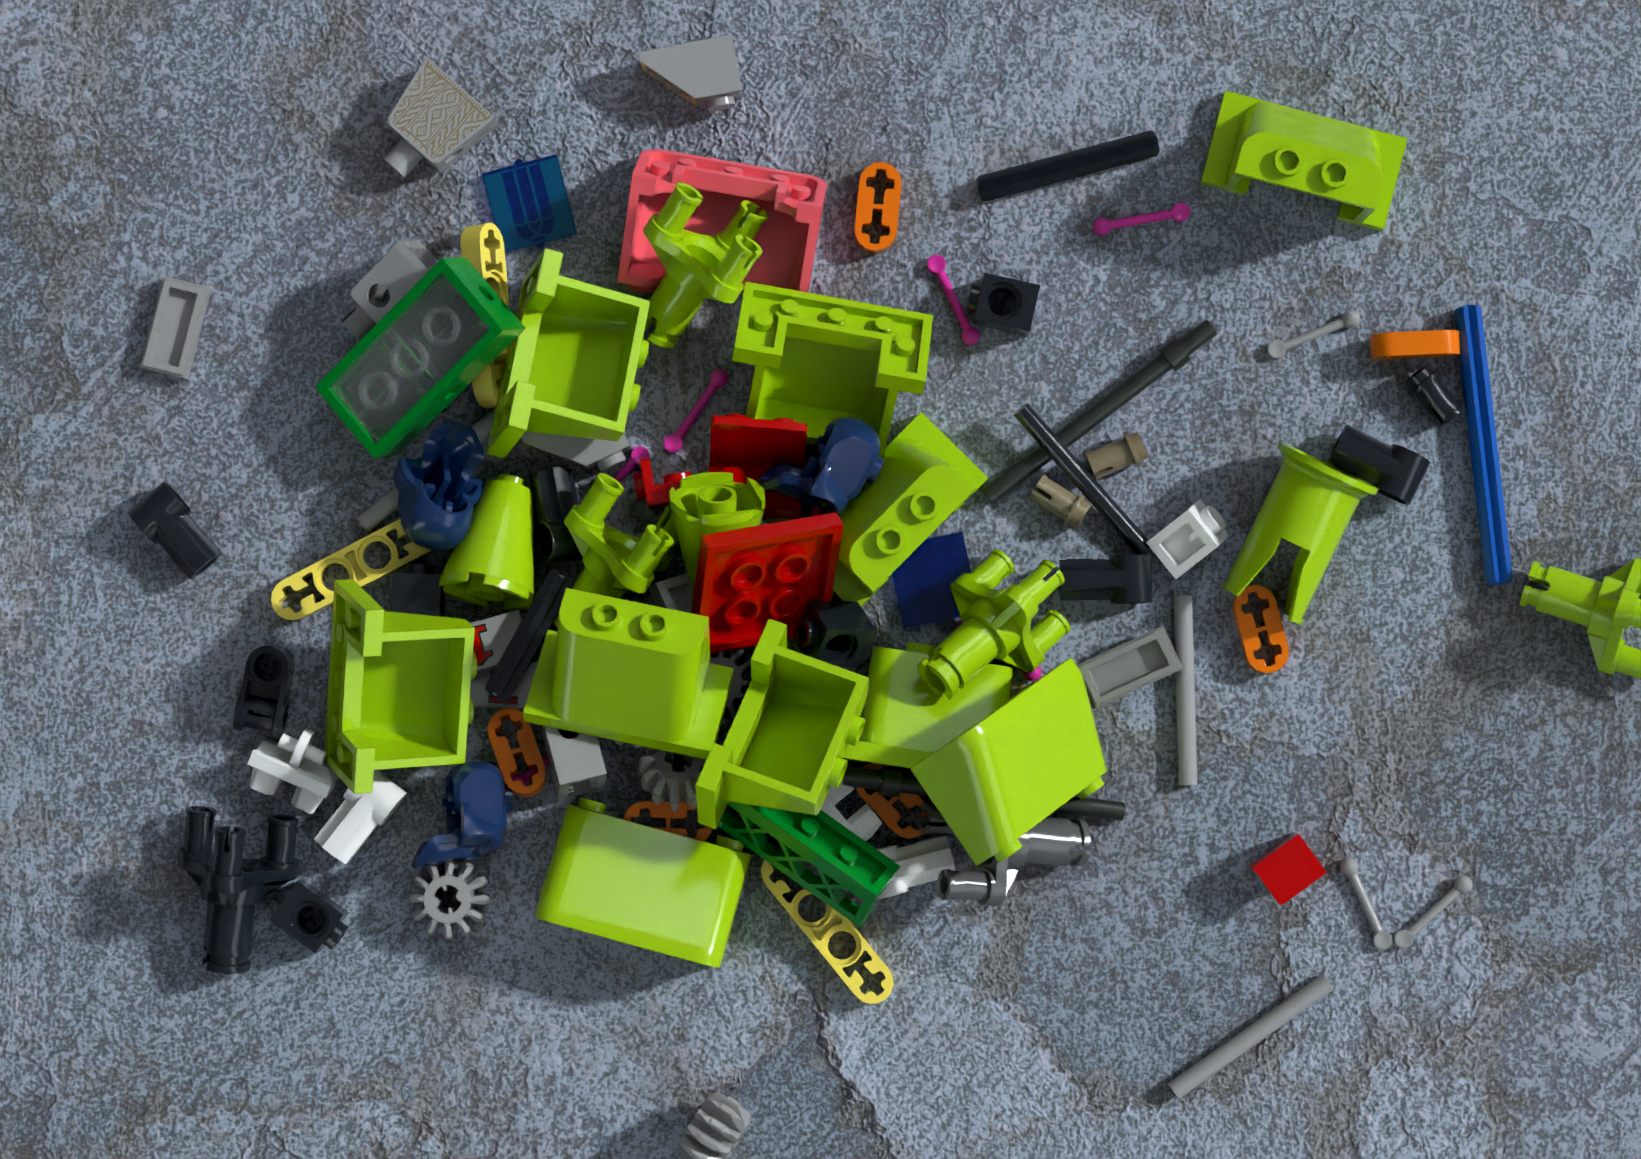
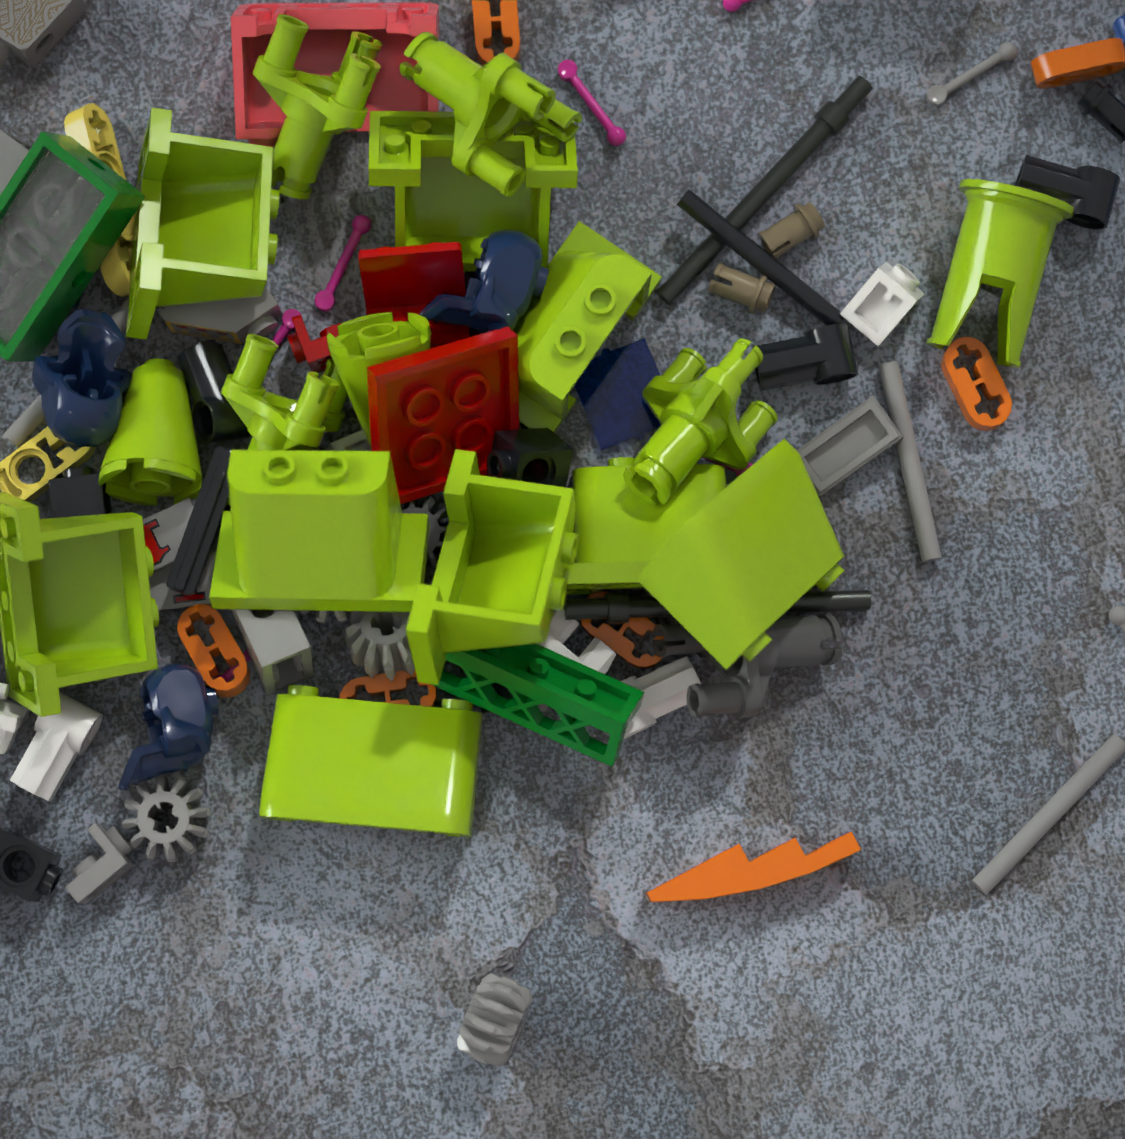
camera: 10 degrees left, 5 degrees down
(378, 937) = (98, 873): none -> light grey bracket
(530, 203) = (131, 79): clear blue piece -> none
(820, 933) = (571, 784): light yellow beam -> none
(851, 304) = (485, 106): none -> lime wheel
(951, 1040) = (734, 873): none -> orange slope
(1024, 298) = (661, 79): black brick -> none
(1287, 868) = (1056, 625): red panel -> none

